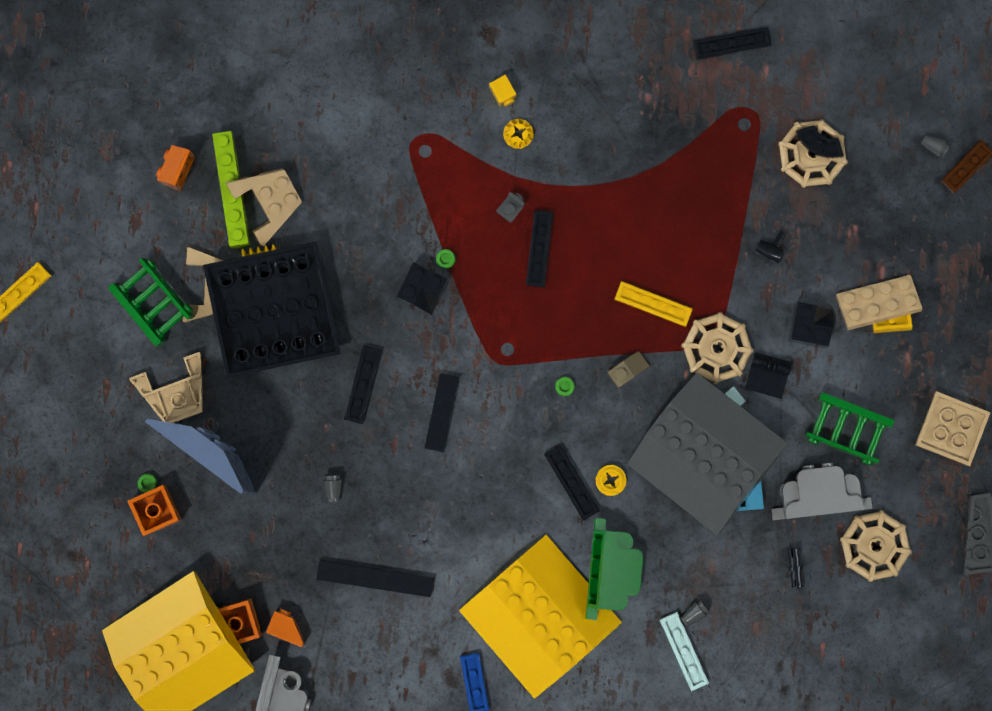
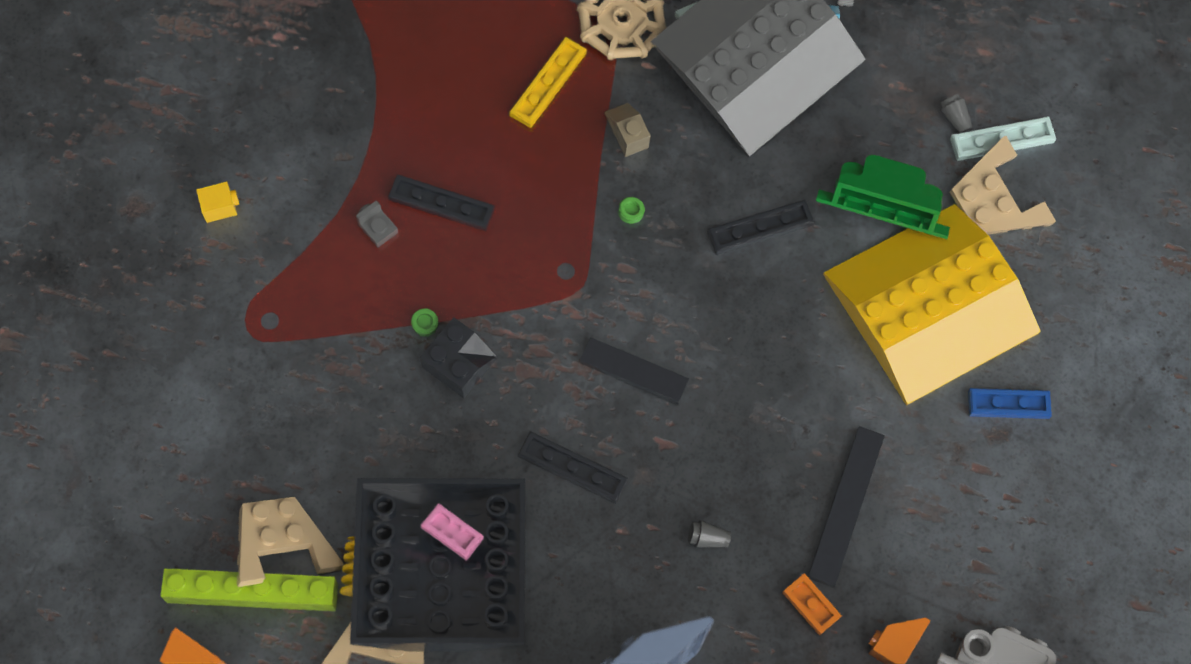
camera: 85 degrees left, 15 degrees down
(290, 313) = (452, 531): none -> bright pink plate
(299, 566) = (812, 604): none -> orange plate
(516, 142) = (273, 206): yellow gear -> none
(620, 482) = (772, 169): yellow gear -> none
(627, 646) = (987, 200): none -> tan wing

